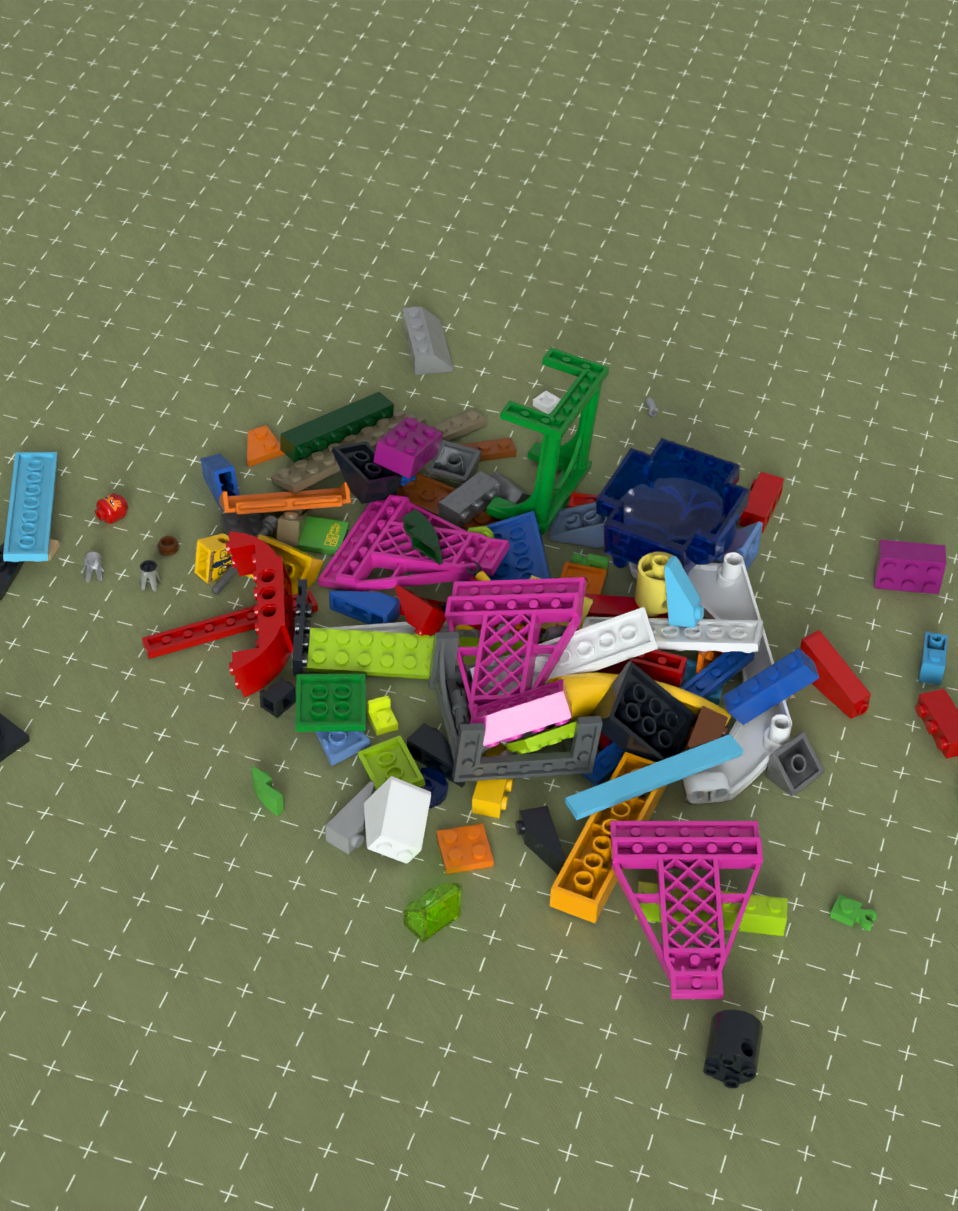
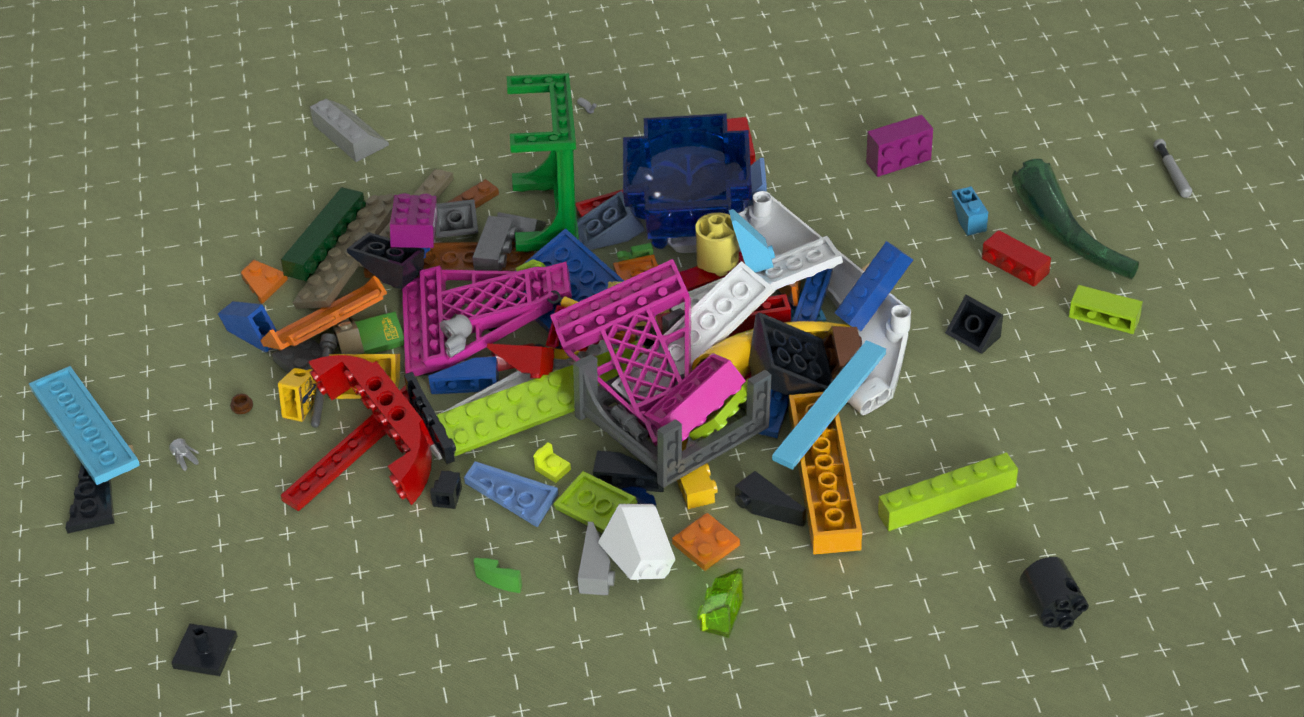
camera: 25 degrees left, 0 degrees up
(111, 508) = (162, 394): red head -> none
(149, 570) = (244, 431): flat silver piece -> none
(330, 702) = (501, 471): green plate -> none
(377, 561) = (456, 331): none -> light grey piece
(422, 535) = (486, 290): dark green slope -> none
(546, 402) = (493, 137): white tile -> none
(687, 847) = (904, 446): dark pink wing -> none
(794, 765) = (926, 345): flat silver slope -> none
(835, 676) = (925, 268): red slope -> none
(850, 911) = (1054, 443): bright green plate -> none
(855, 769) = (975, 324): none -> black slope

